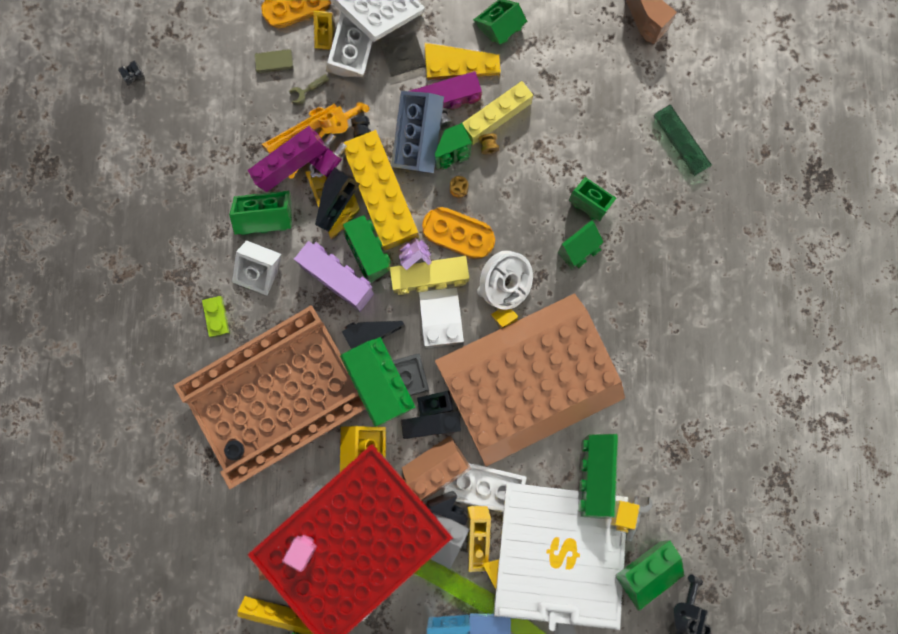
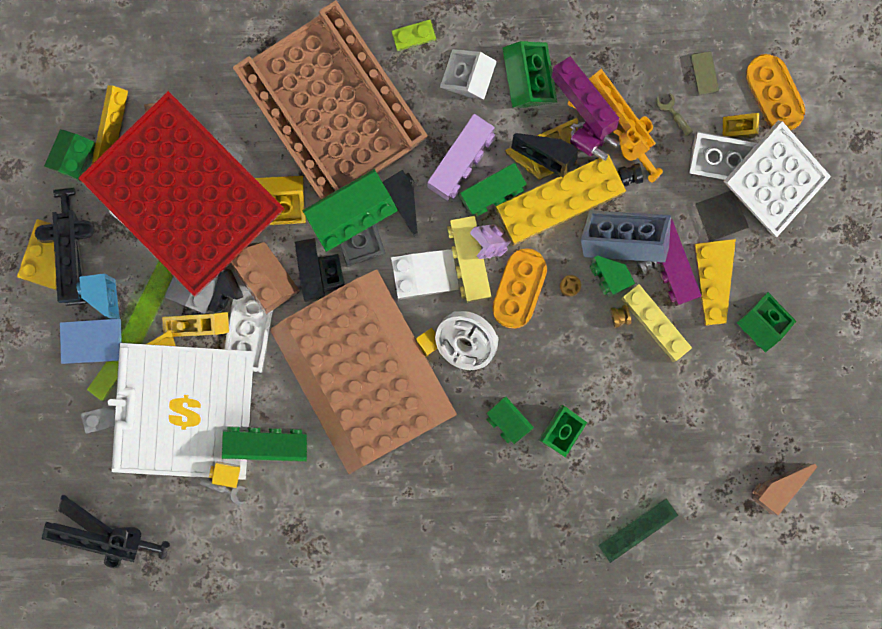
camera: 80 degrees right, 5 degrees up
(234, 450) = (272, 68): black plate -> none
(300, 552) = (172, 143): bright pink brick -> none
(651, 573) = (167, 504): green slope -> none

